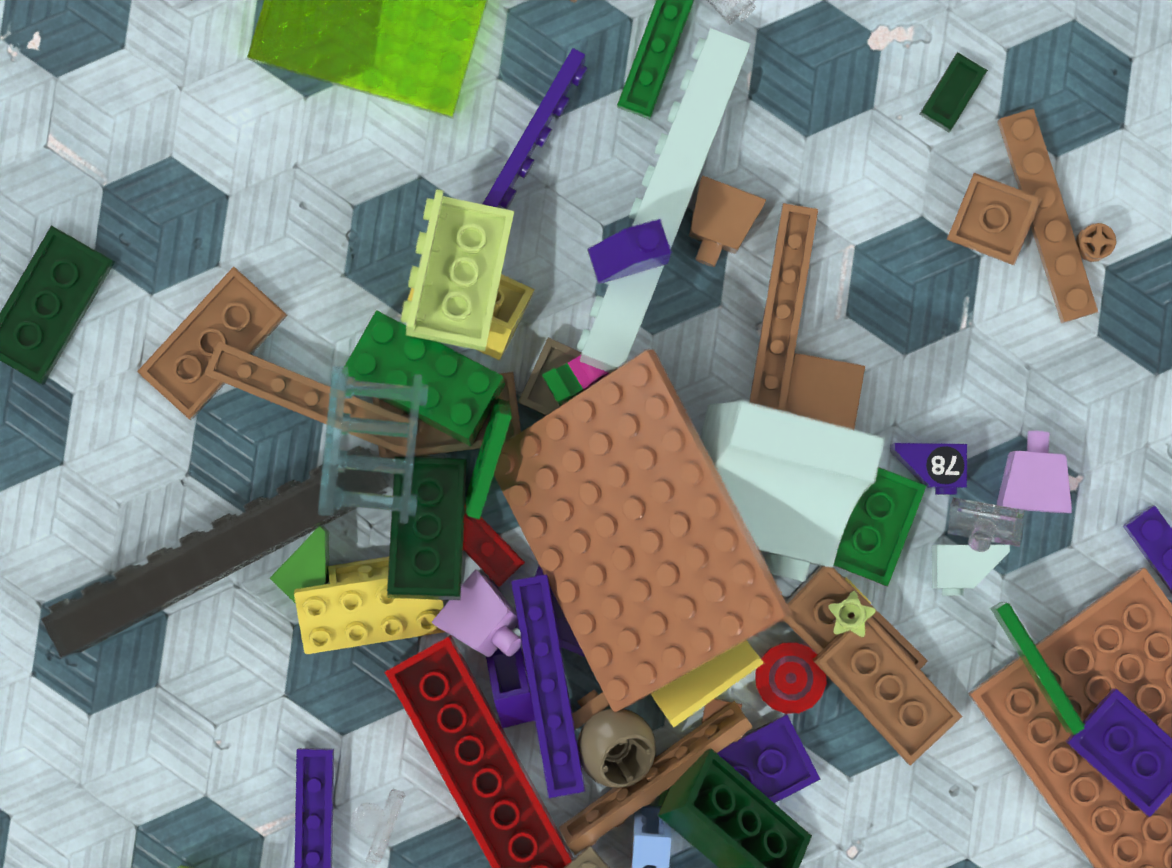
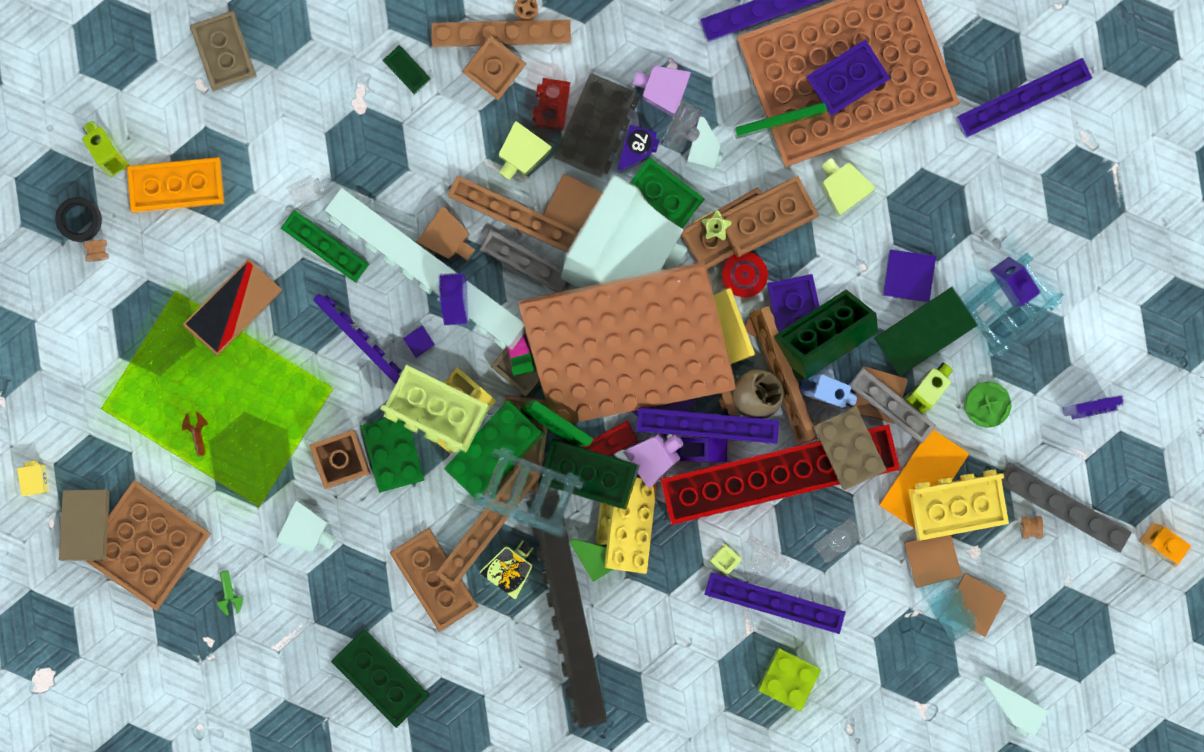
camera: 80 degrees left, 0 degrees up
(108, 51) = (228, 594): none -> bright green bar
(233, 134) = (305, 529): none -> light aqua torso
(256, 449) = (509, 569): none -> torso
(349, 154) = (340, 459): none -> medium nougat brick
(358, 766) = (725, 560): none -> yellowish green tile
(377, 230) = (392, 454): none -> green plate
(556, 223) = (419, 341): none -> dark purple tile
(718, 343) = (523, 261): none -> light grey tile
(880, 295) = (522, 152): none -> yellowish green torso
(950, 395) = (596, 126): none -> clear smoke bracket
(965, 328) = (558, 104): none -> clear red brick
(966, 791) = (844, 186): none -> yellowish green torso

